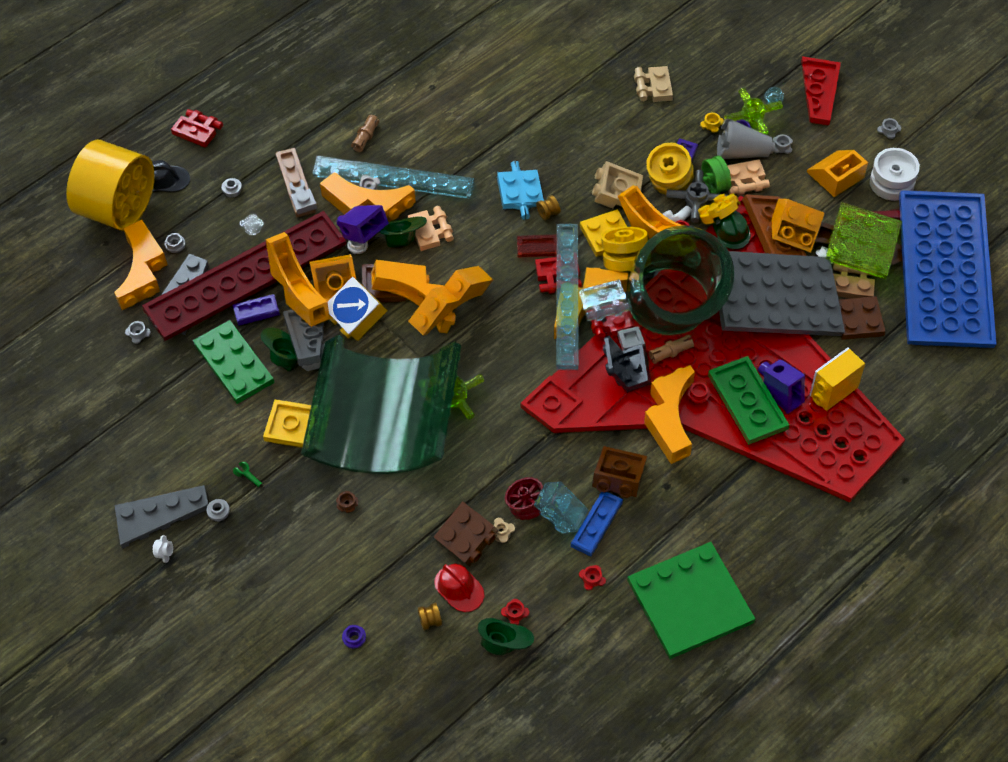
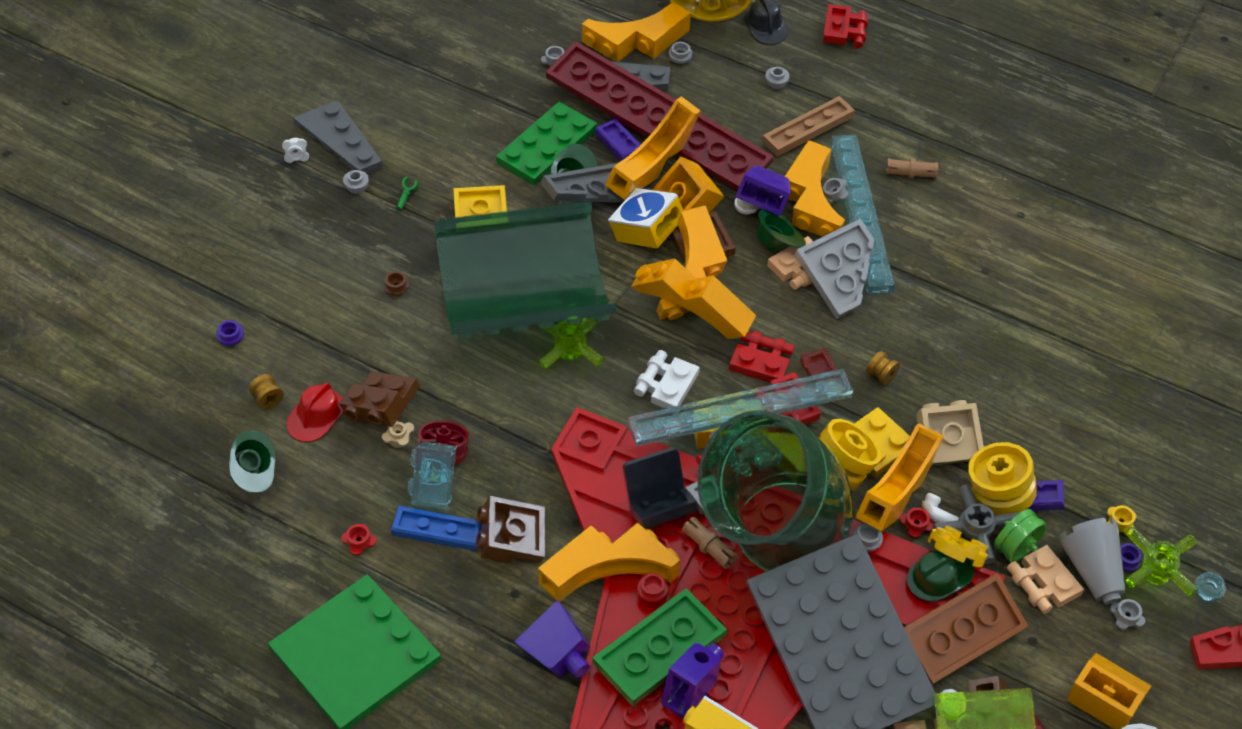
camera: 70 degrees right, 5 degrees down
(250, 228) = (733, 107): clear plate -> none
(302, 198) = (781, 135): light grey plate -> none
(450, 203) = (839, 266): none -> light grey plate
(513, 337) = (674, 385): none -> white plate
(515, 279) = (758, 363): none -> red plate
(515, 605) = (291, 466): red plate -> none
(519, 189) = (901, 334): medium azure plate -> none
(659, 81) = (1156, 446): tan plate -> none
(726, 461) = (557, 642): none -> dark purple torso
(796, 224) = (976, 646): light orange slope -> none

